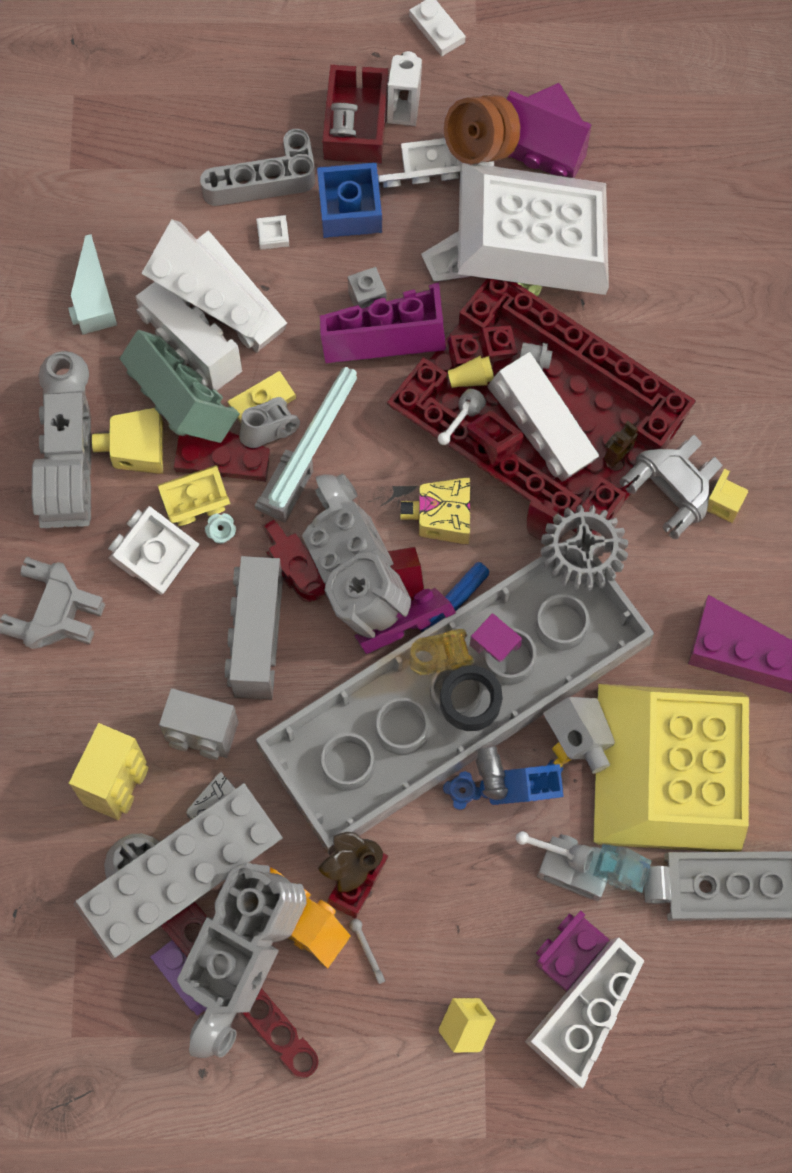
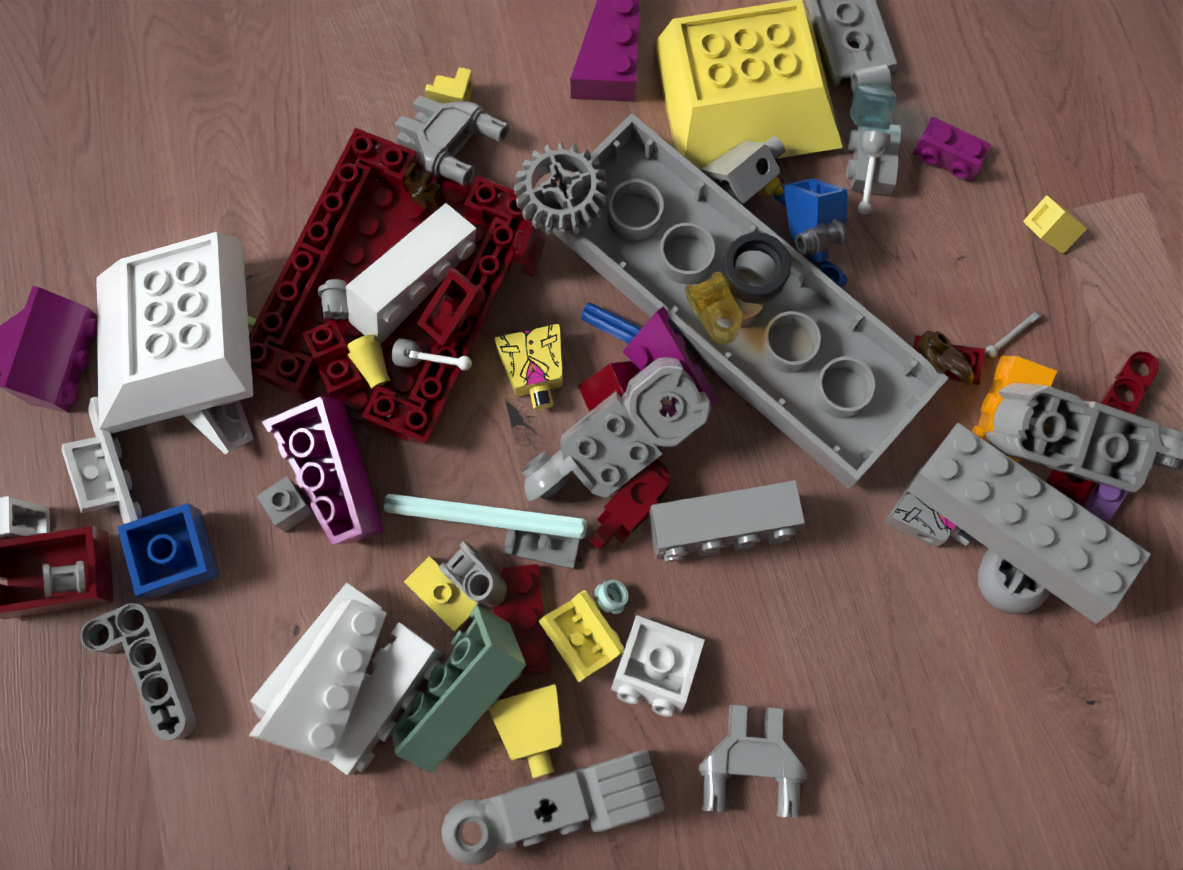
camera: 105 degrees left, 5 degrees up
(89, 293) = (351, 836): light aqua slope -> none
(109, 772) = (940, 629): light yellow brick -> none
(198, 724) = (849, 552): light grey brick -> none
(272, 232) = (222, 638): white tile -> none
(481, 129) = (54, 411): dark orange wheel -> none
(495, 638) = (688, 254): magenta panel -> none
(581, 1020) = (1010, 117): white wedge -> none

